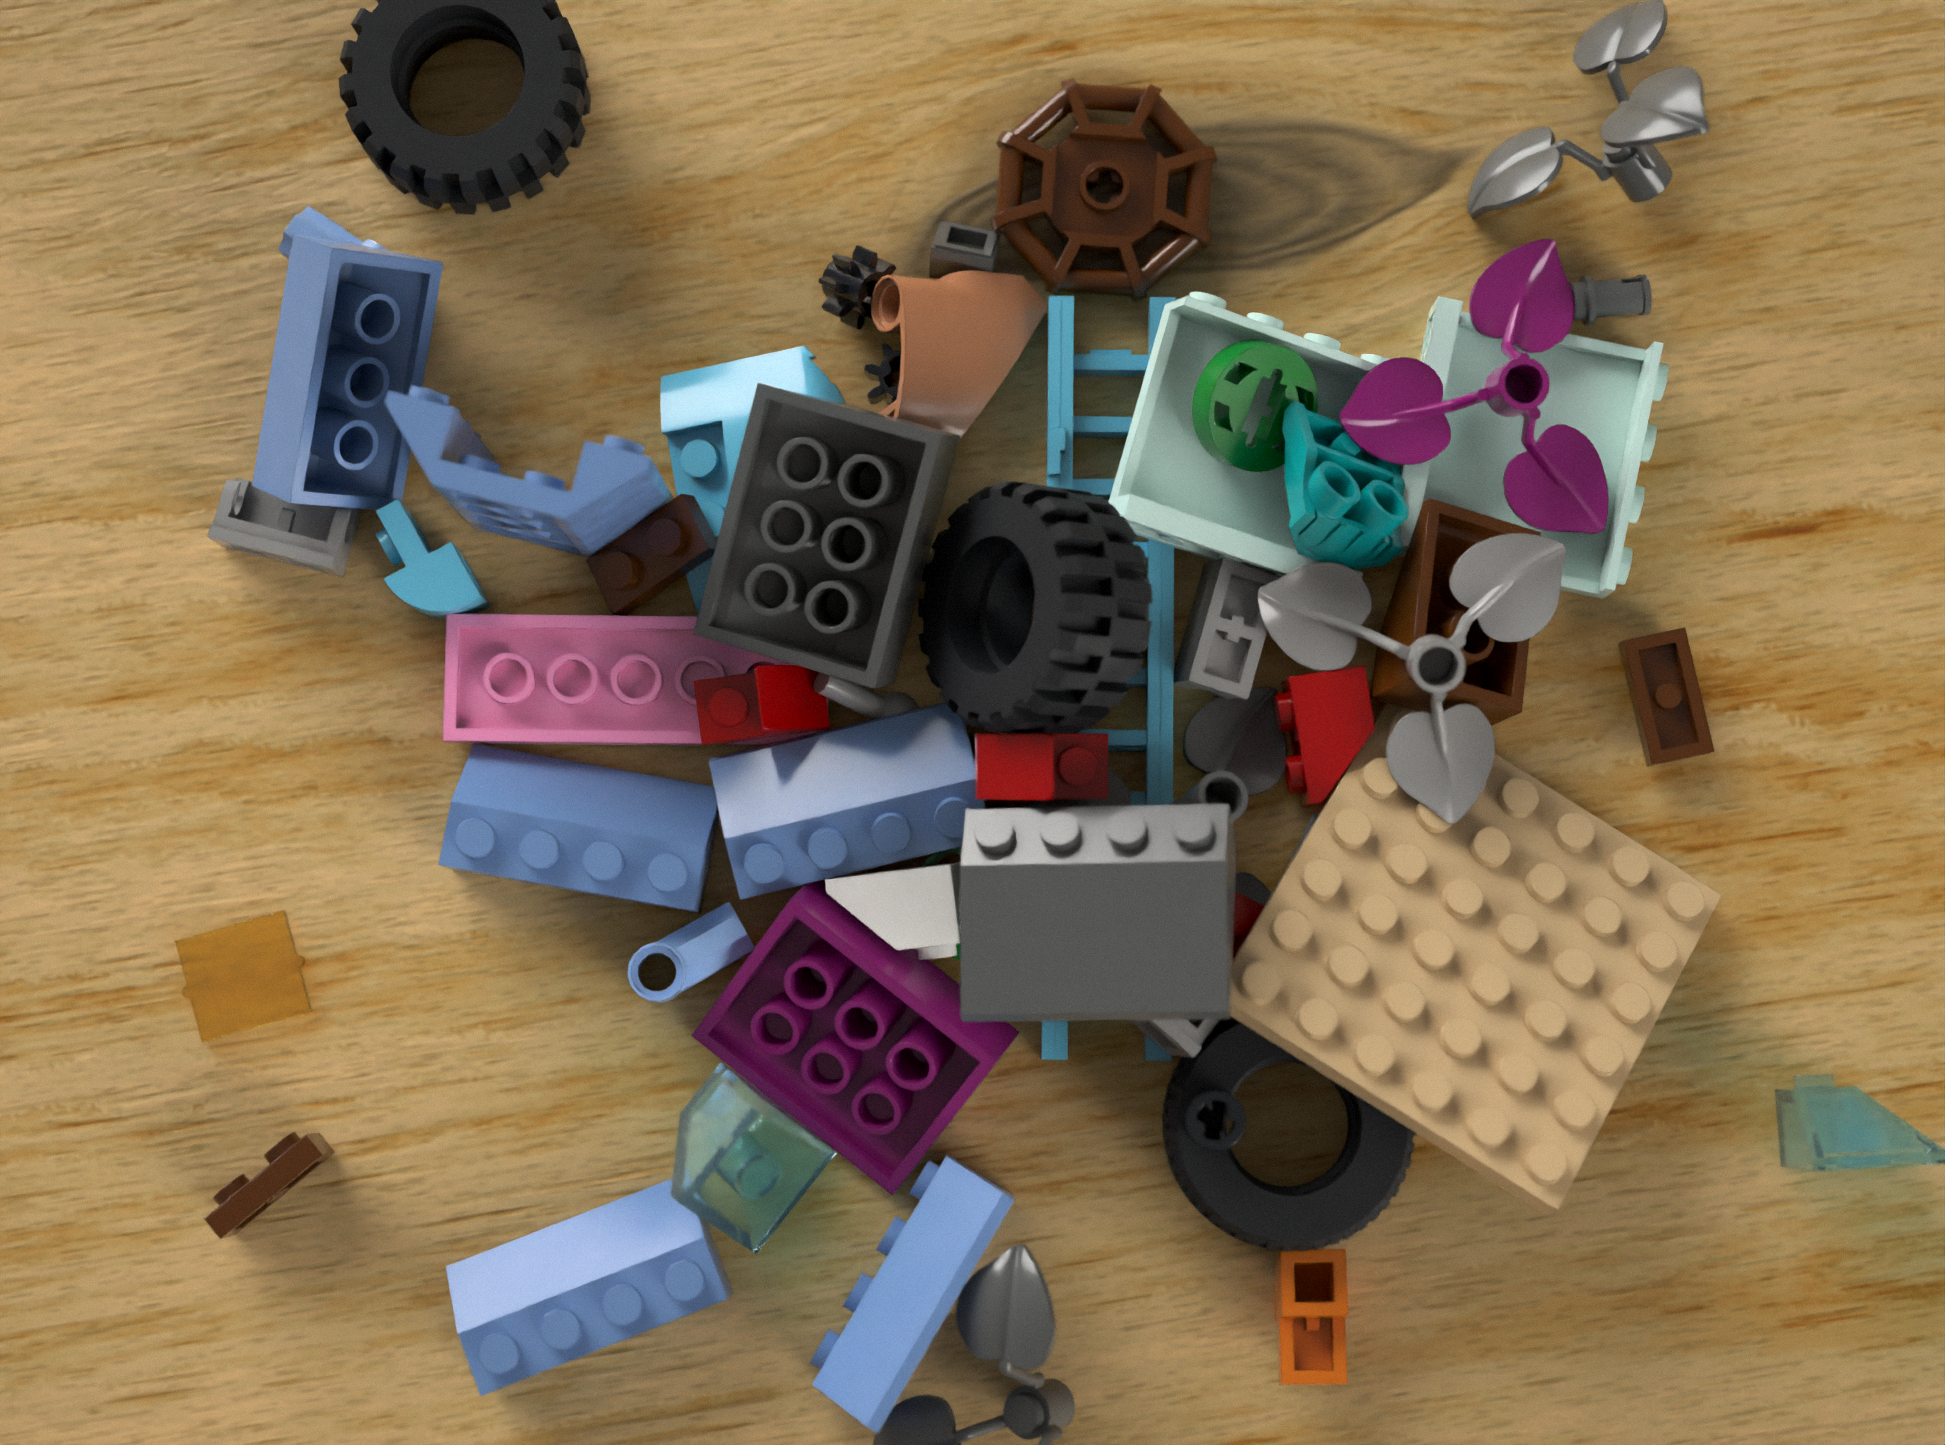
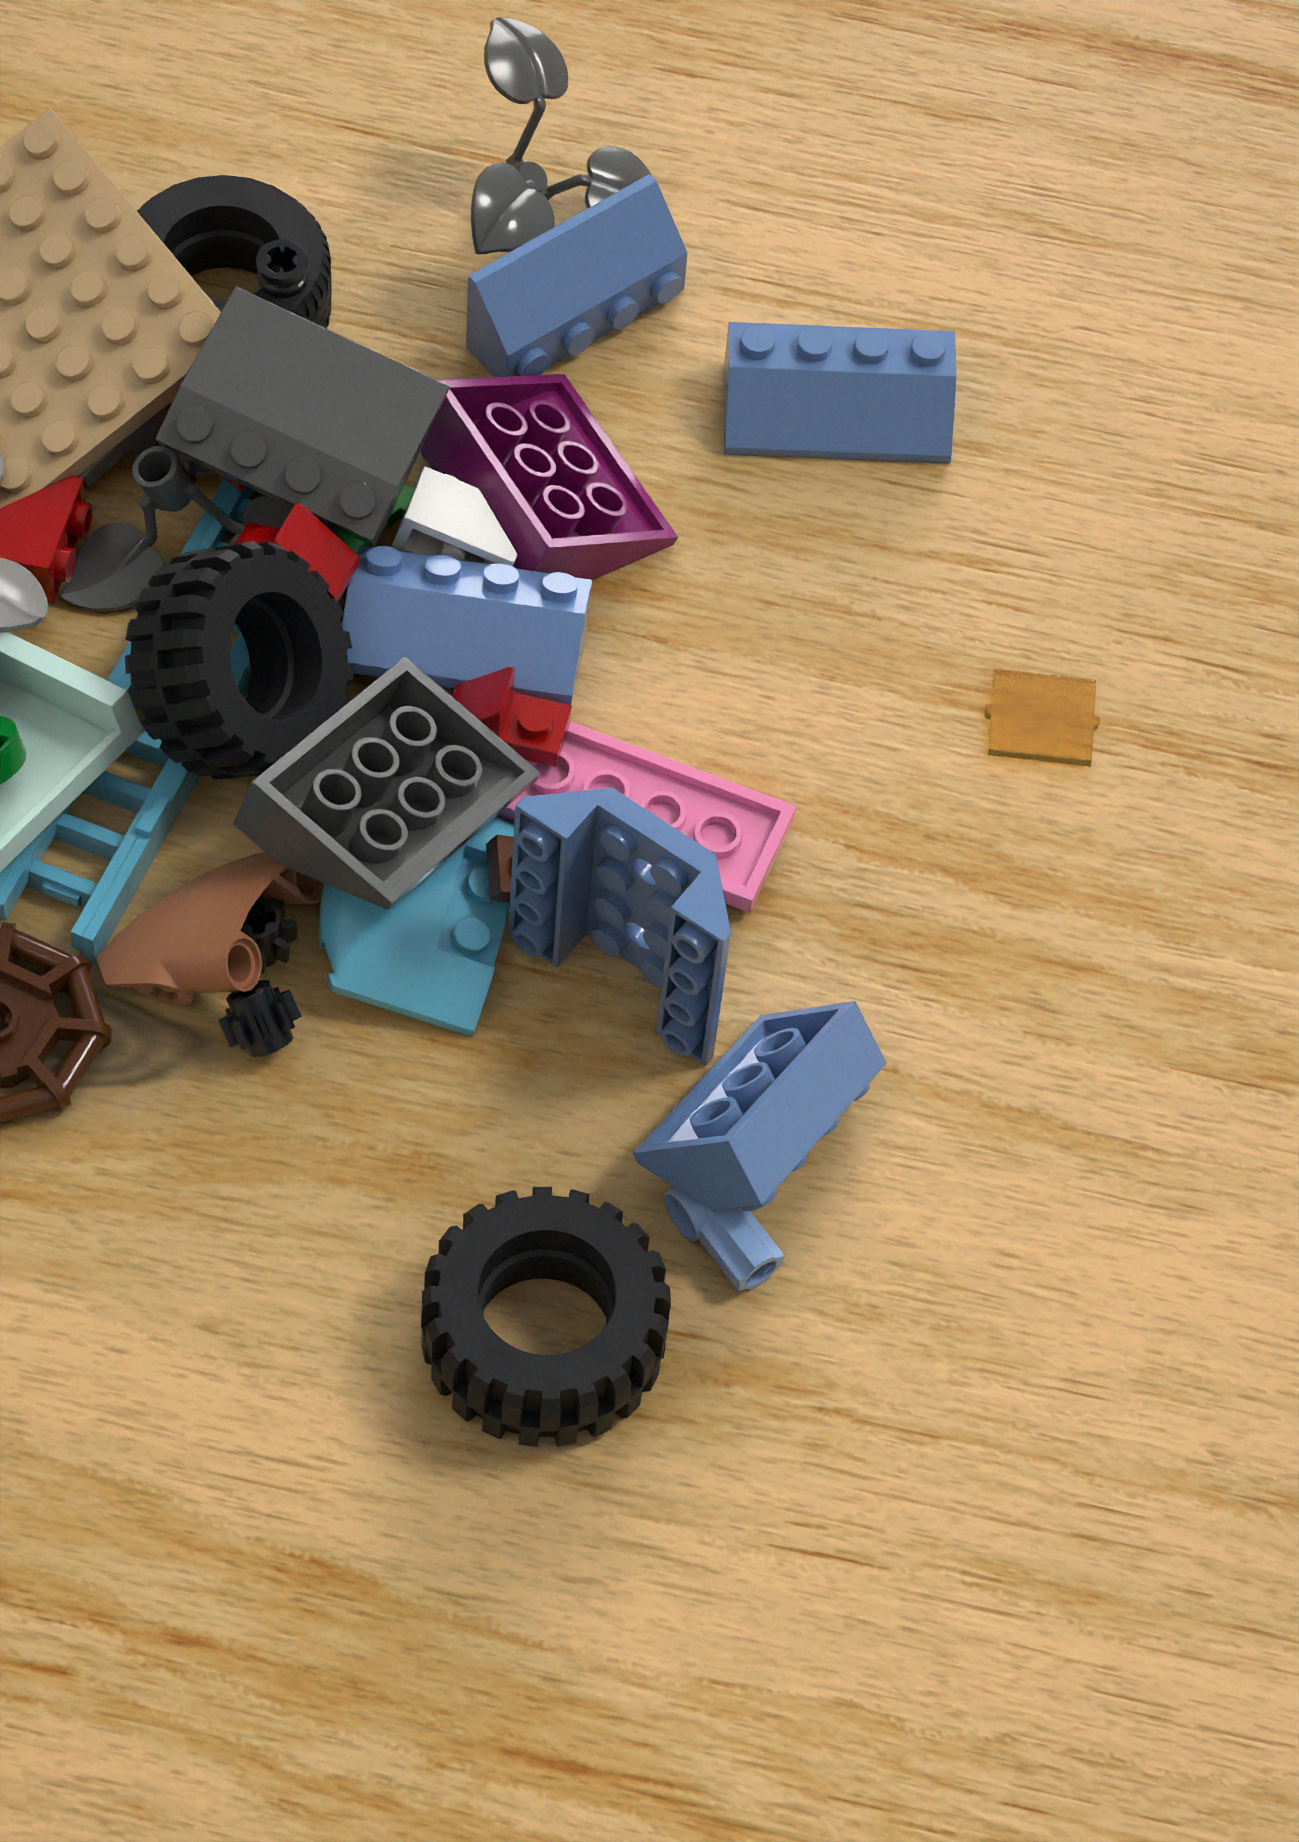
camera: 165 degrees left, 25 degrees down
(247, 1199) = (1074, 551): reddish brown plate -> none
(284, 531) = (900, 1029): light grey hinge -> none
(432, 580) = (759, 943): medium azure brick -> none
(582, 828) = (702, 696): medium blue slope -> none
(696, 950) = (658, 580): light blue piece -> none
(743, 1159) = (674, 432): clear light blue slope -> none
(962, 249) = (148, 1023): dark grey slope -> none
(1223, 631) = (88, 625): light grey hinge -> none
(1311, 1316) = (279, 154): orange brick -> none

